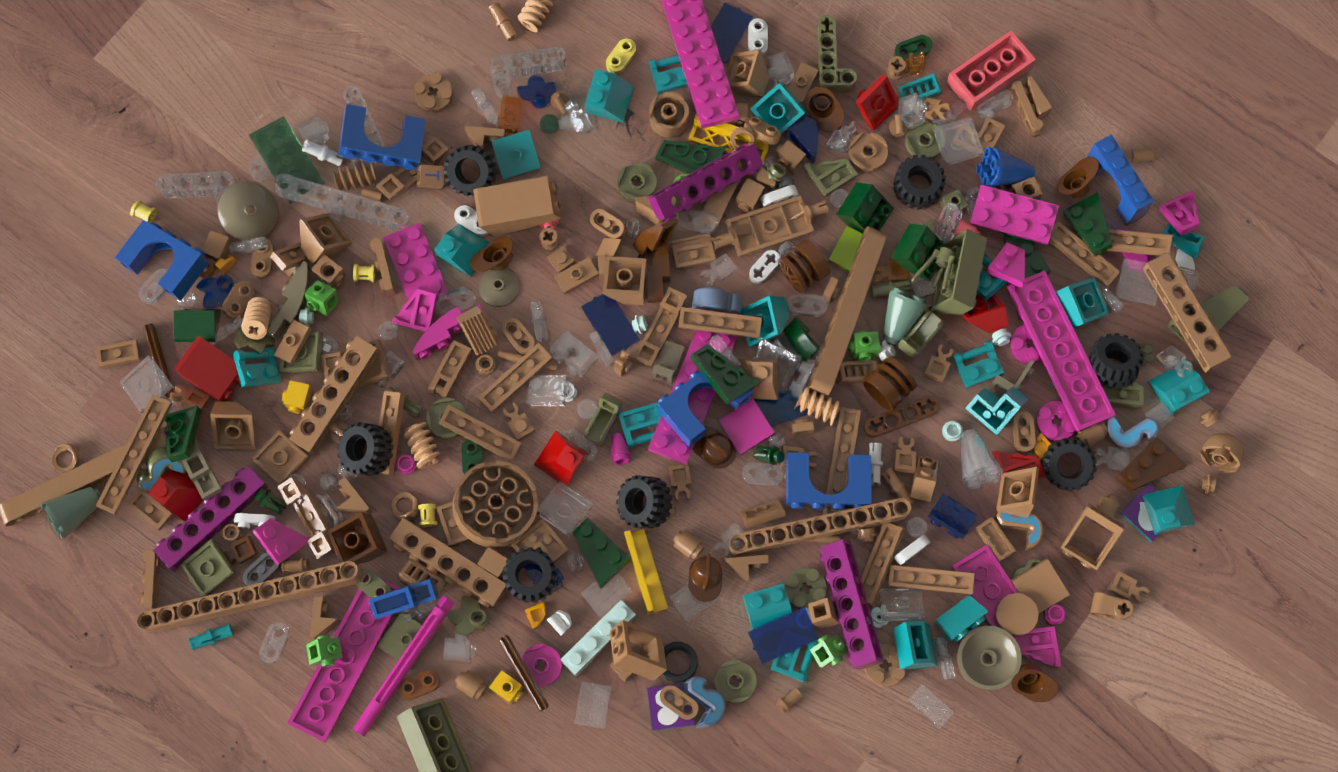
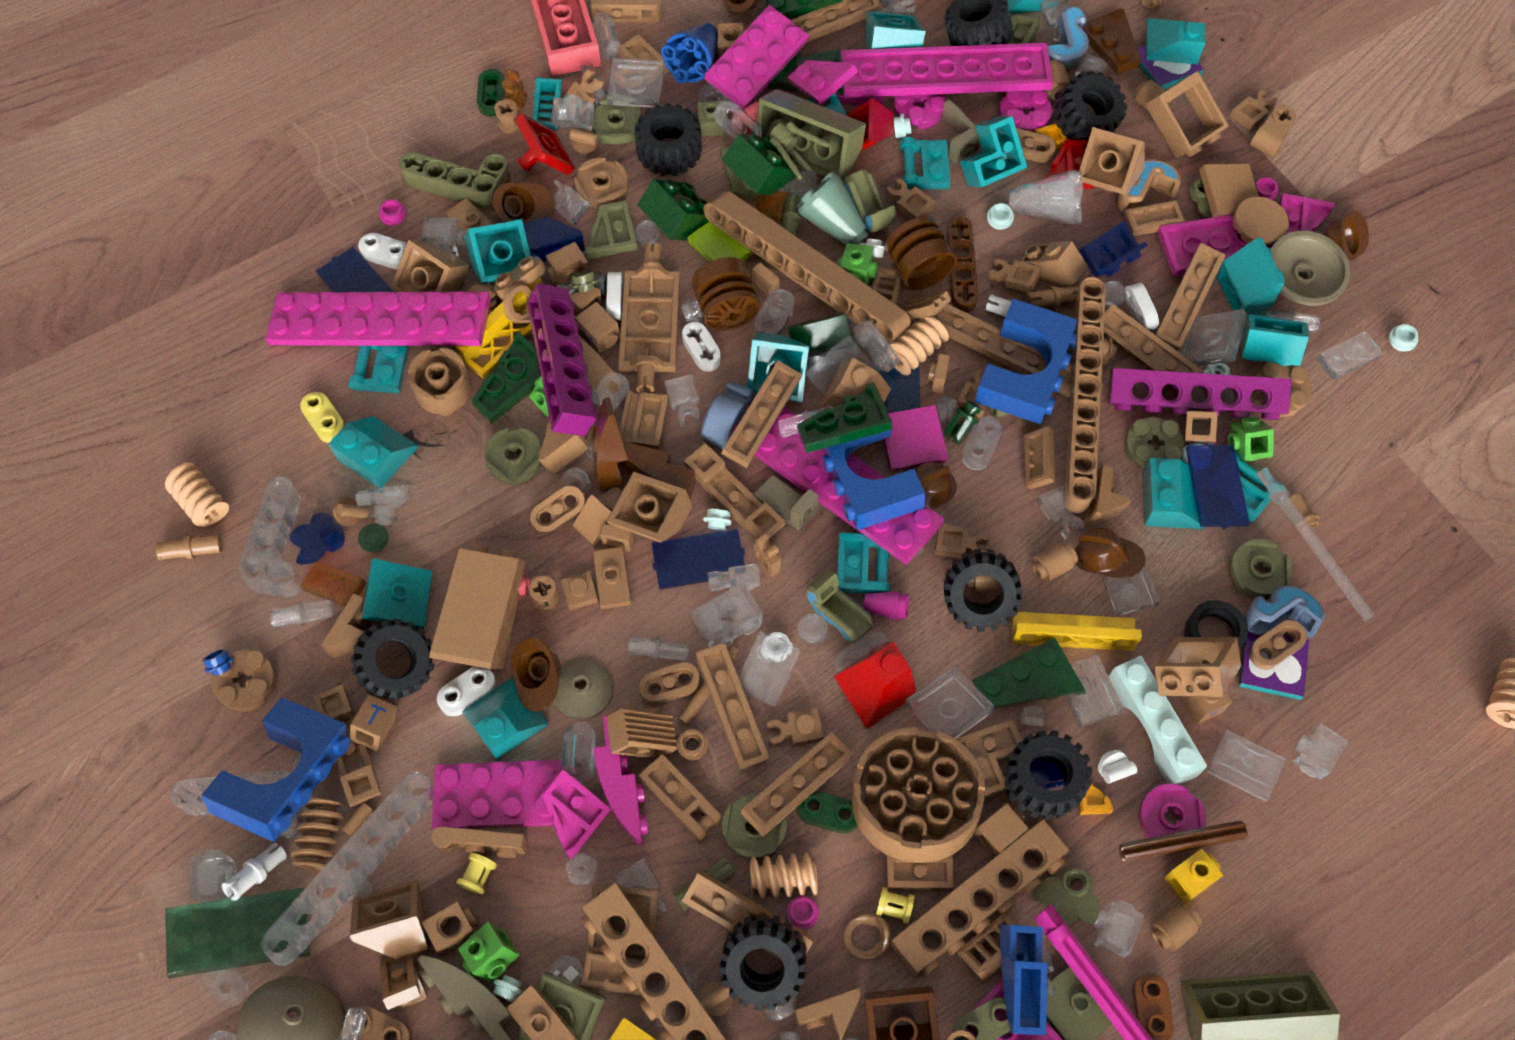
camera: 70 degrees left, 10 degrees down
(434, 74) = (218, 662): none -> blue plate
(615, 747) = (1319, 751): none -> clear brick
(788, 29) = (392, 212): none -> dark pink plate
(790, 679) = (1279, 495): none -> clear bar
(848, 397) = (926, 305): none -> medium nougat tile
(962, 743) = (1403, 337): none -> light aqua plate

